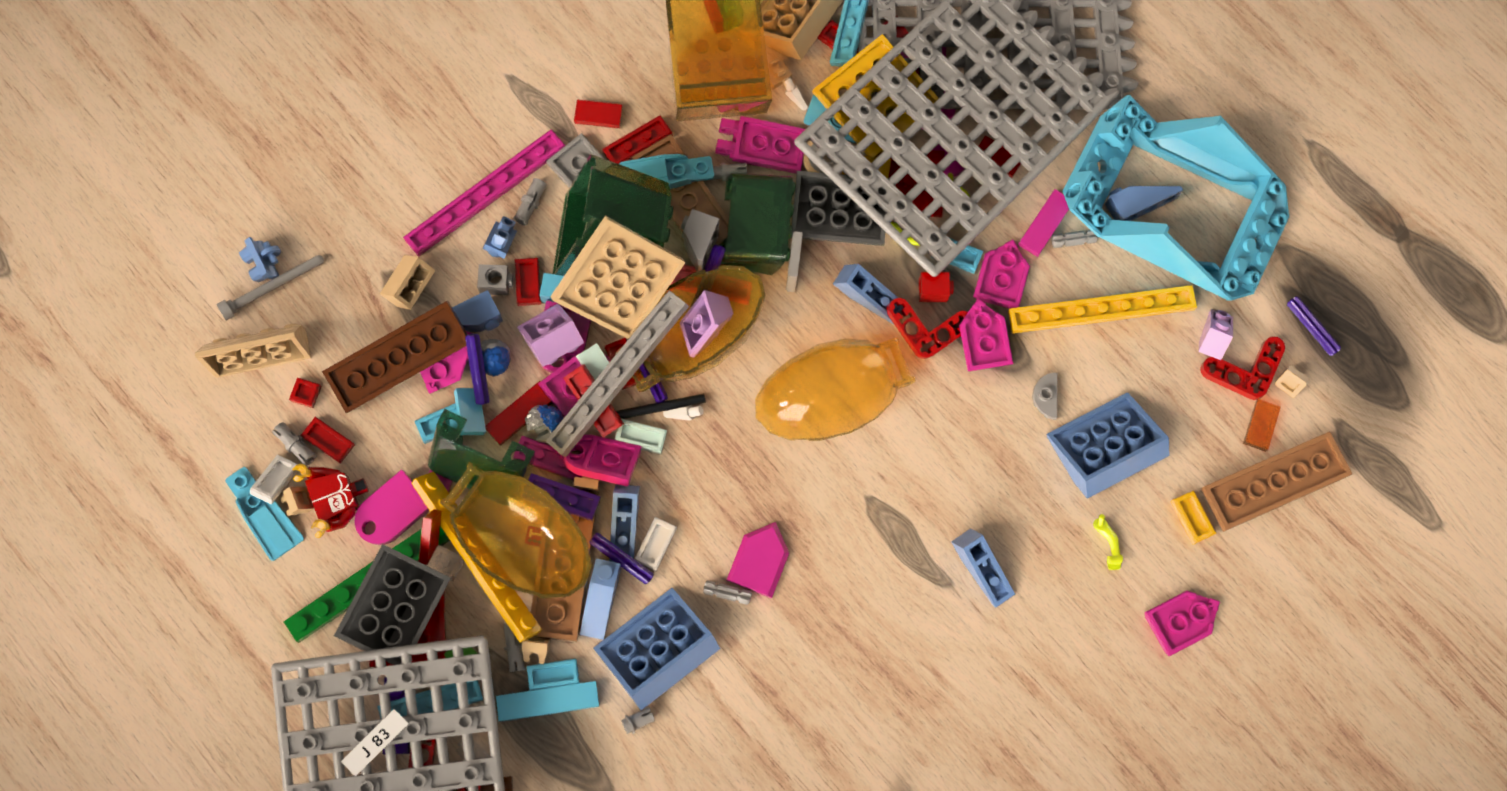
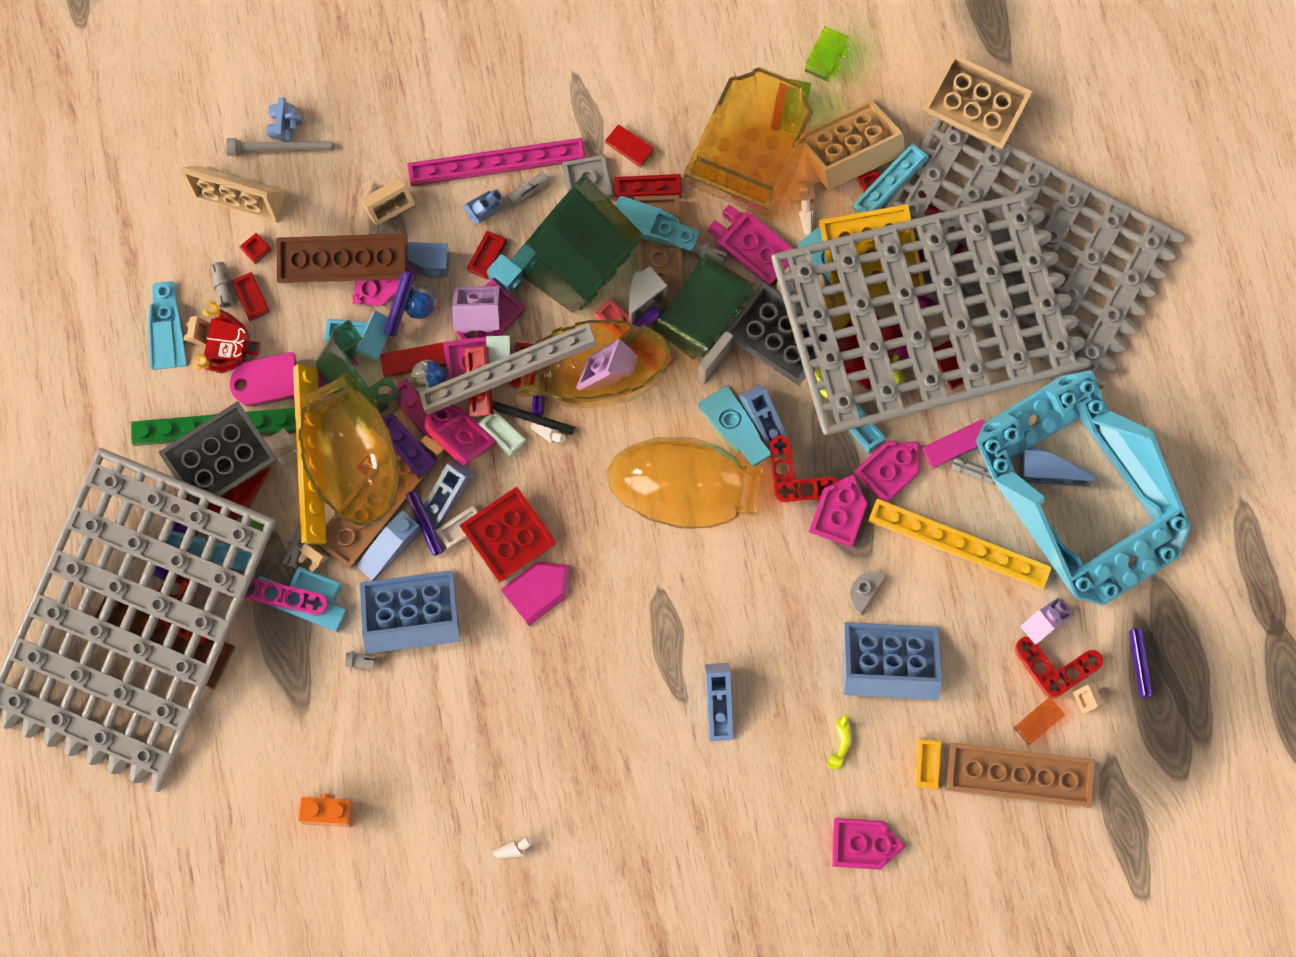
camera: 35 degrees right, 0 degrees up
(273, 479) = (188, 304): white tile -> none
(375, 742) = (141, 554): white sticker -> none
(429, 535) = (282, 416): red tile -> none
(487, 272) = (453, 231): light grey brick -> none
(529, 698) = (283, 594): none -> dark pink beam
(617, 278) = (548, 289): tan plate -> none
(704, 525) = (508, 534): none -> red plate
(727, 592) = (495, 600): light grey axle -> none
(845, 313) = (734, 425): none -> medium azure piece
(935, 288) = (824, 446): red brick -> none

